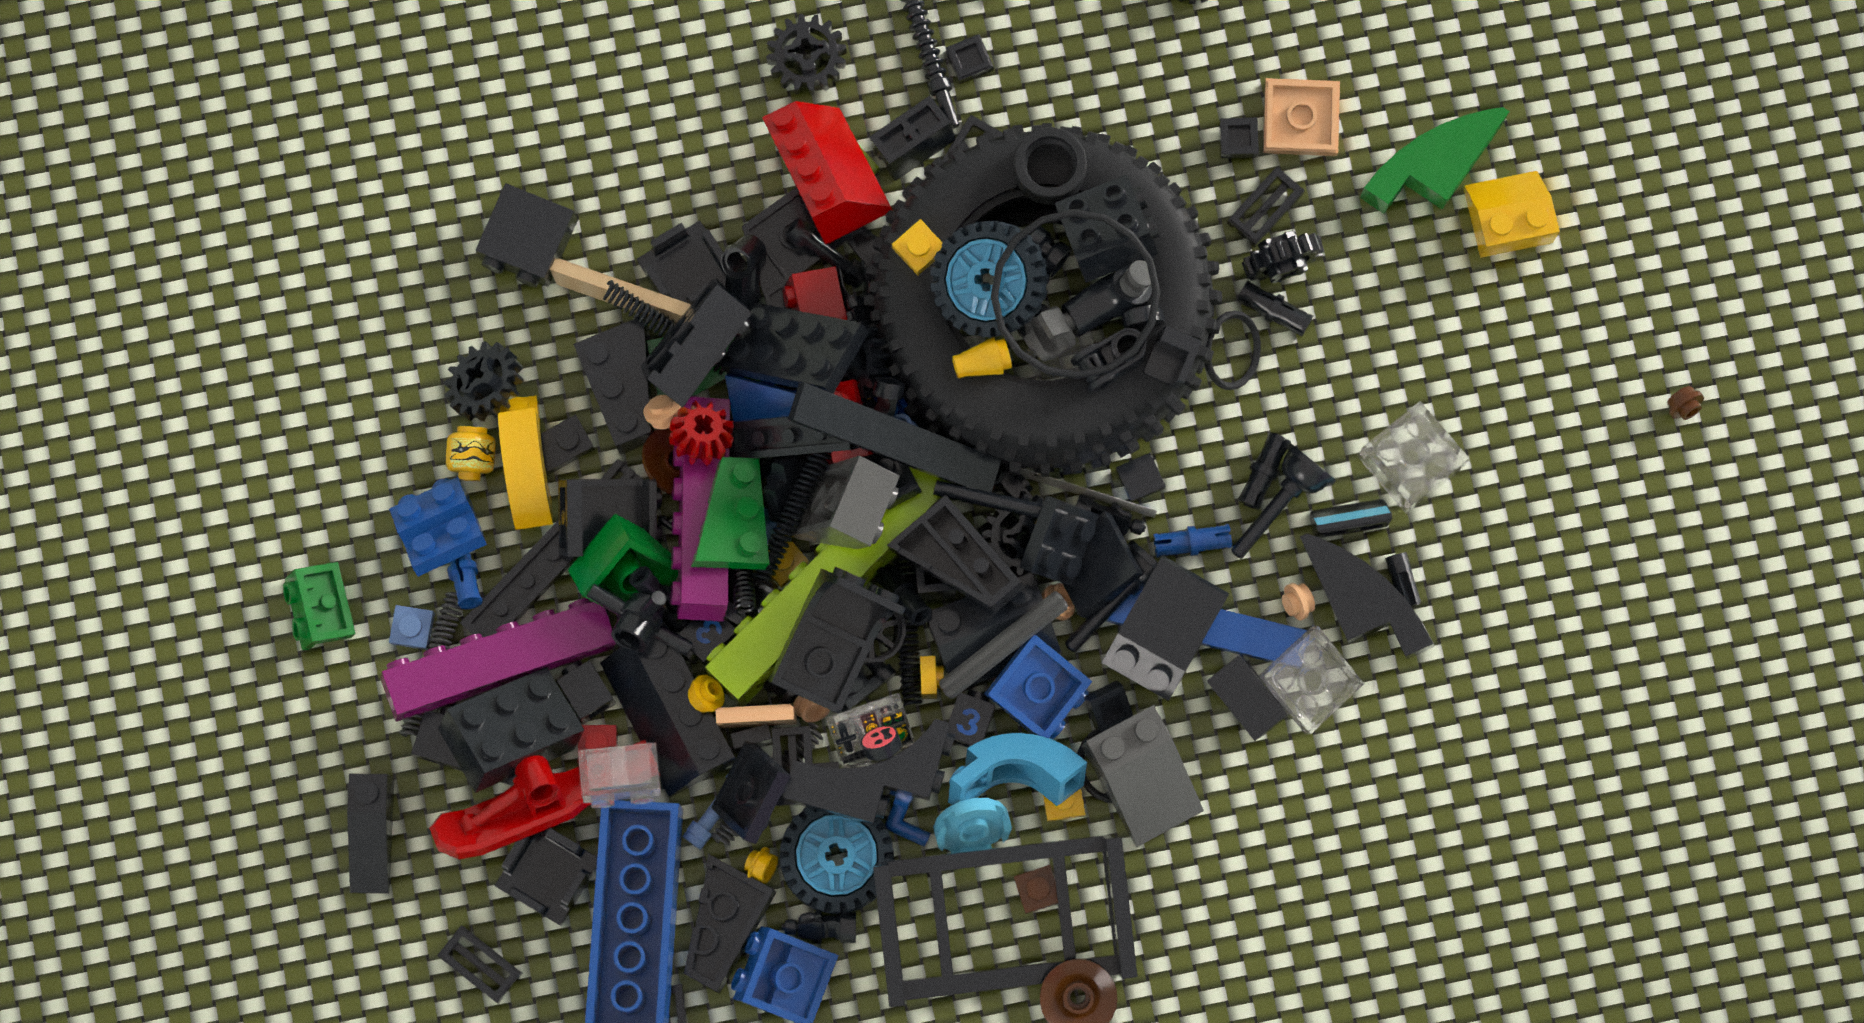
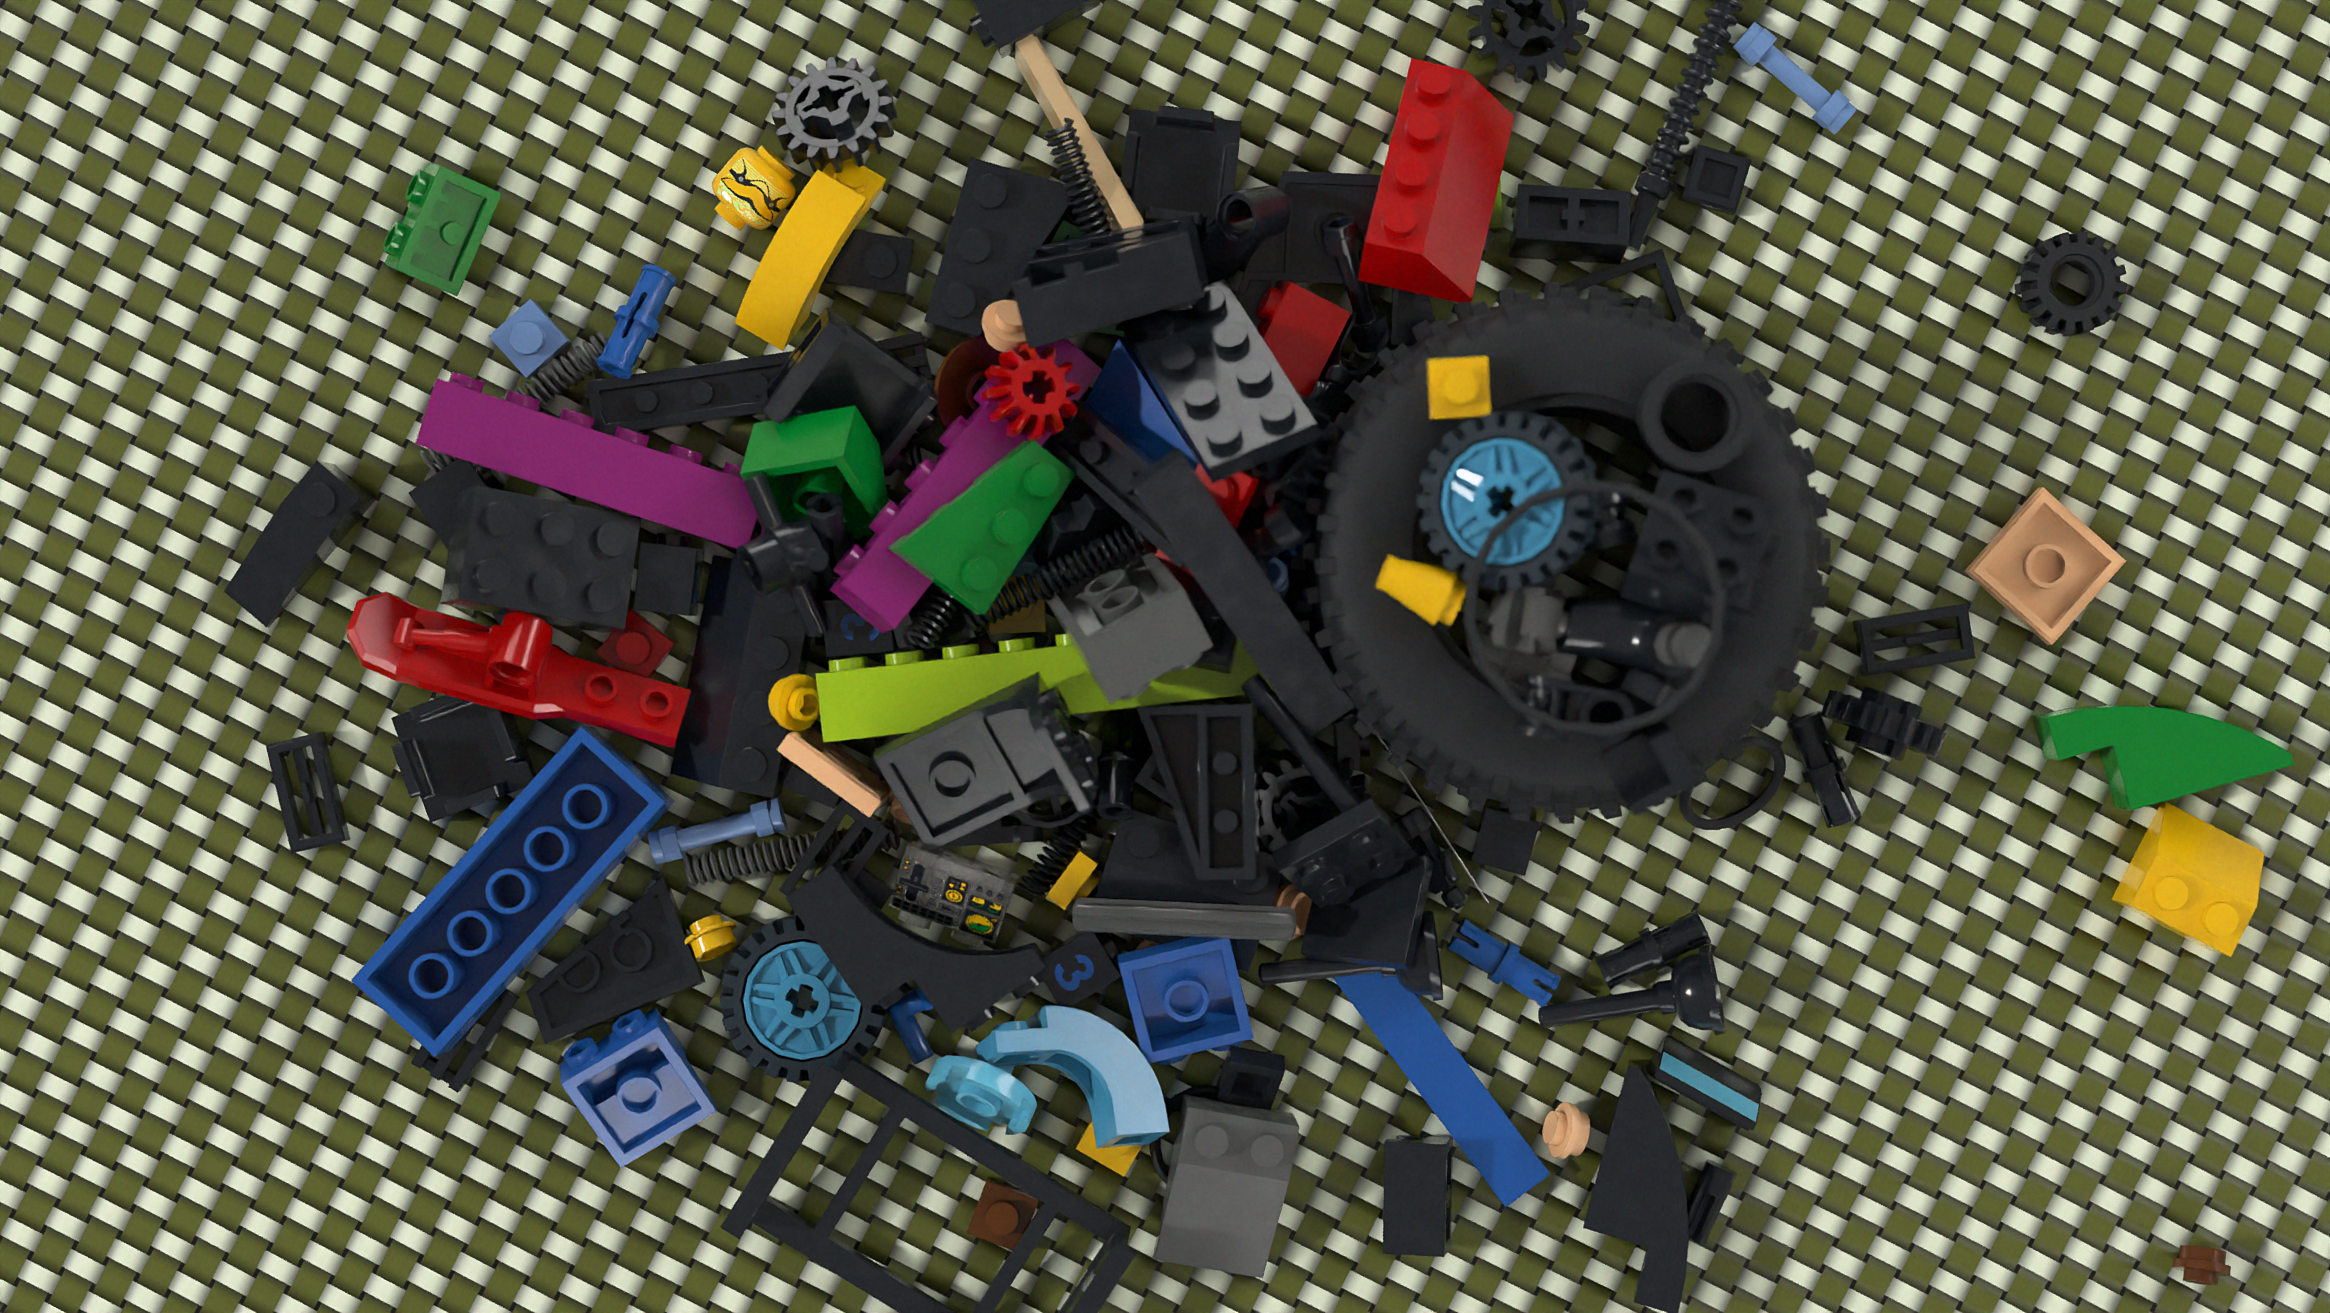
camera: 40 degrees right, 10 degrees up
(437, 525) = (647, 246): blue plate -> none
(619, 774) = (618, 718): clear brick -> none
(751, 792) = (756, 857): black plate -> none
(815, 927) = (718, 1059): black piece -> none
(881, 742) = (948, 924): tile -> none
(1165, 628) = (1385, 1049): black slope -> none
(1238, 137) = (1951, 533): black plate -> none
(1311, 679) = (1505, 1235): clear plate -> none
(1413, 457) = (1836, 1075): clear brick -> none

